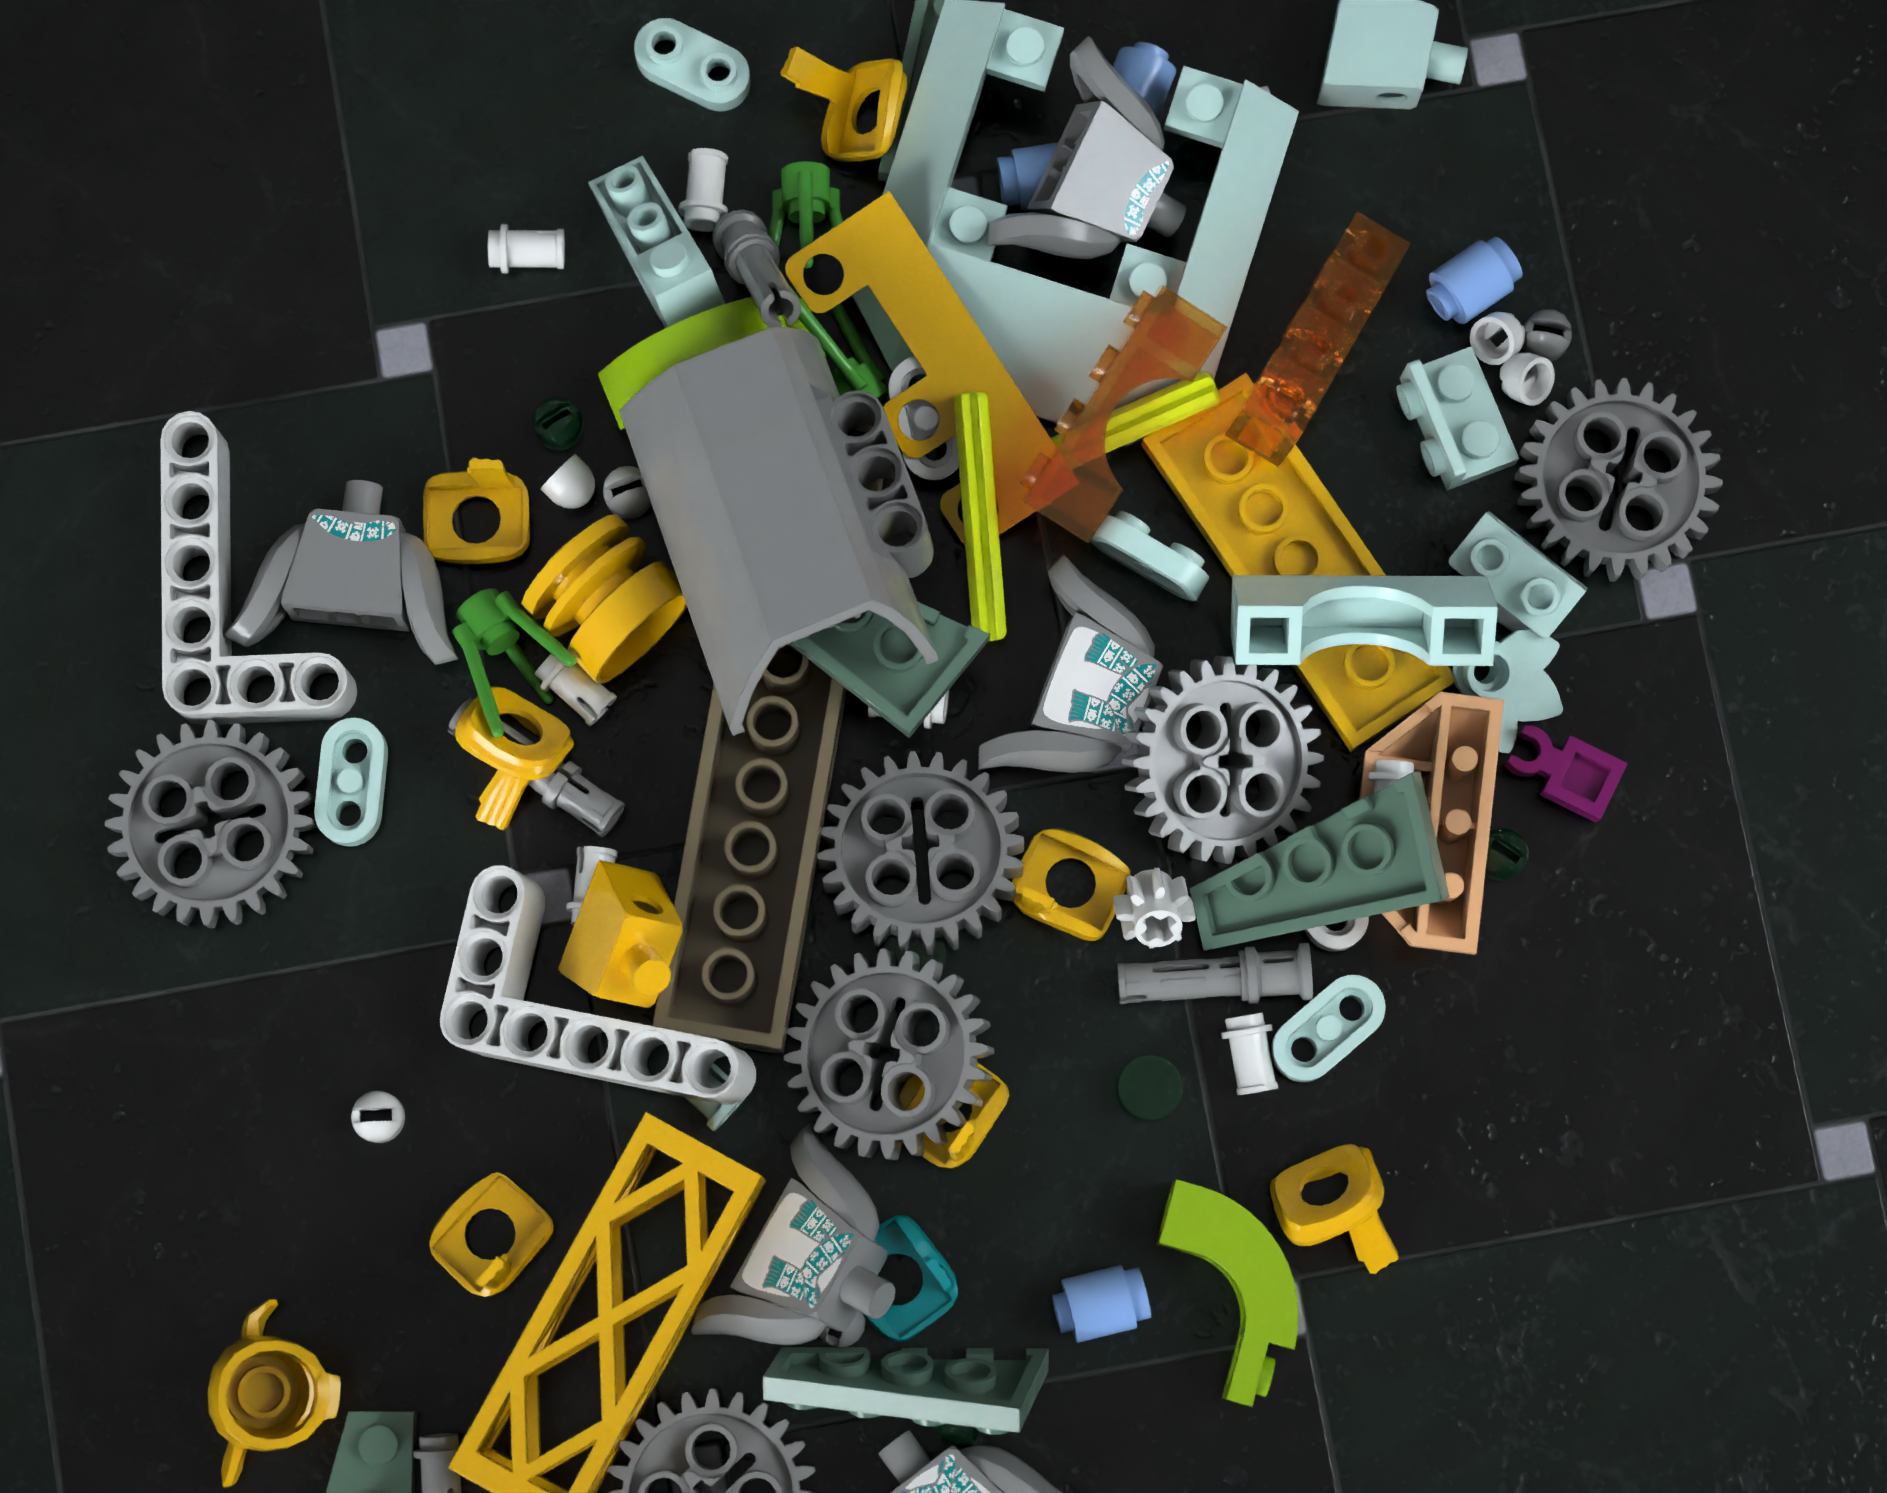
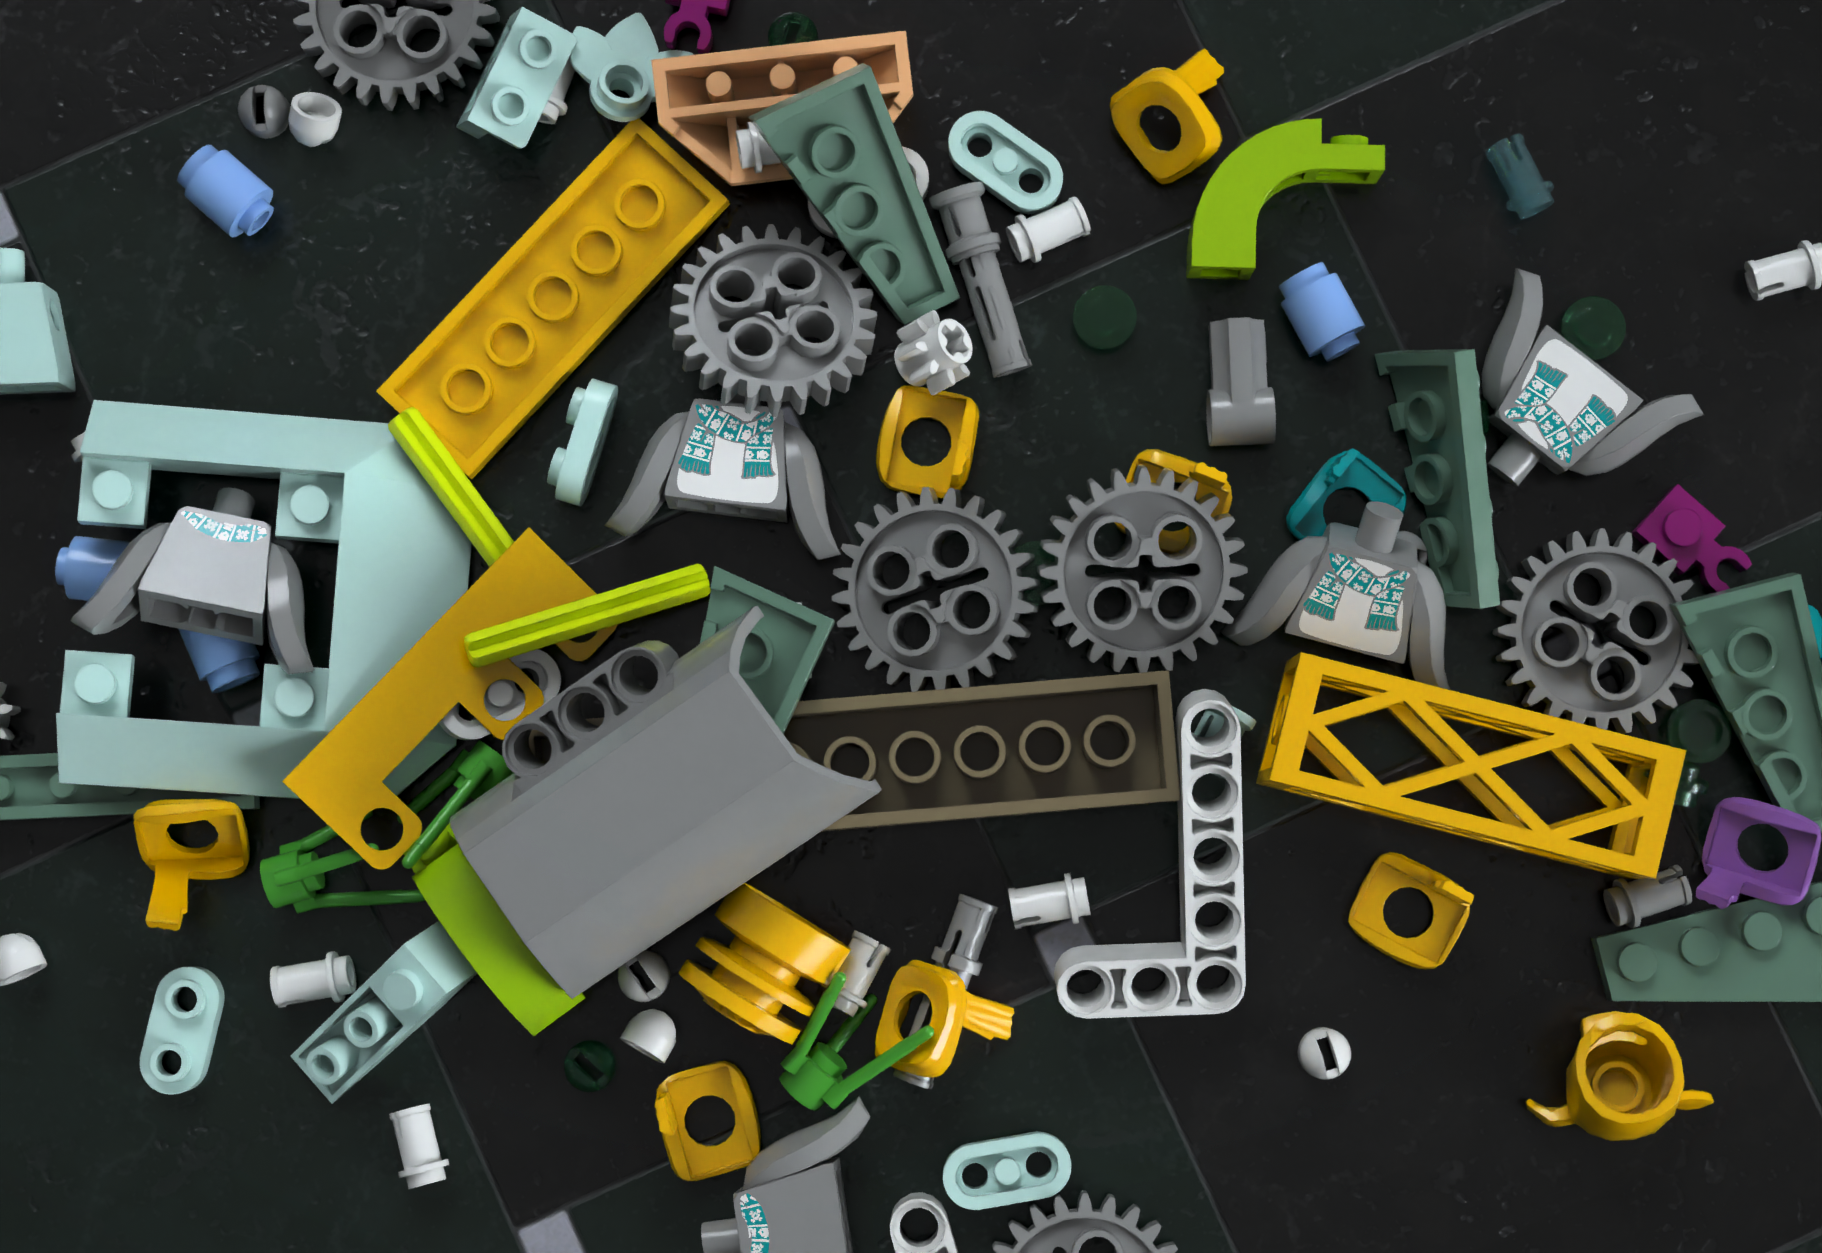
camera: 100 degrees left, 5 degrees up
(623, 936) = (1099, 852): yellow torso -> none
(754, 261) = (380, 907): light grey pin -> none
(1035, 1199) = (1239, 402): none -> light grey piece
(1165, 342) = (376, 470): clear orange arch -> none
(1317, 339) = (327, 325): clear orange brick -> none
(1427, 616) = (585, 147): light aqua arch -> none
(1456, 417) = (370, 178): light aqua bracket -> none
(1487, 328) = (289, 145): white hinge -> none

